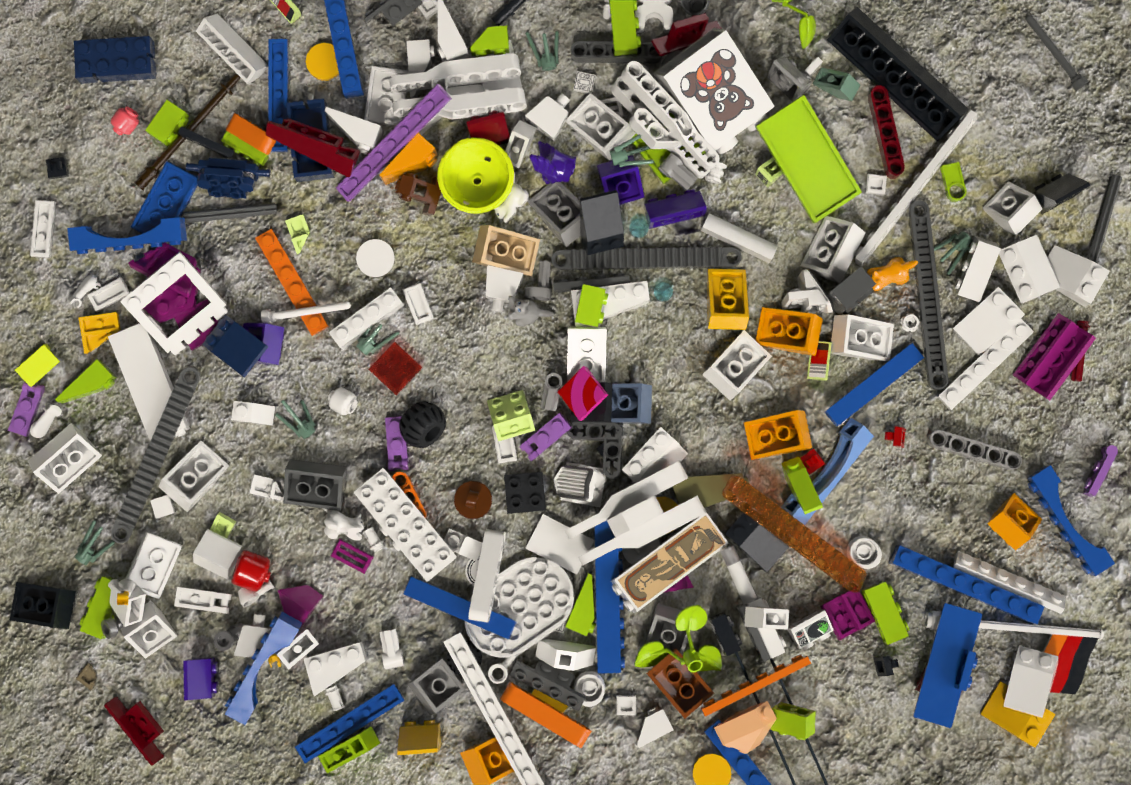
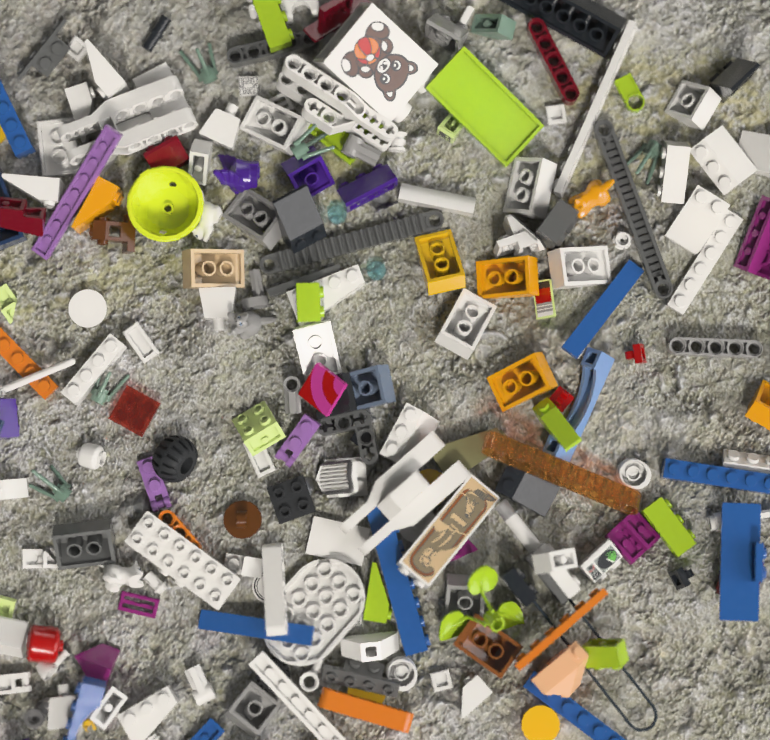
camera: 20 degrees left, 0 degrees up
(492, 41) = (148, 68): lime slope -> none

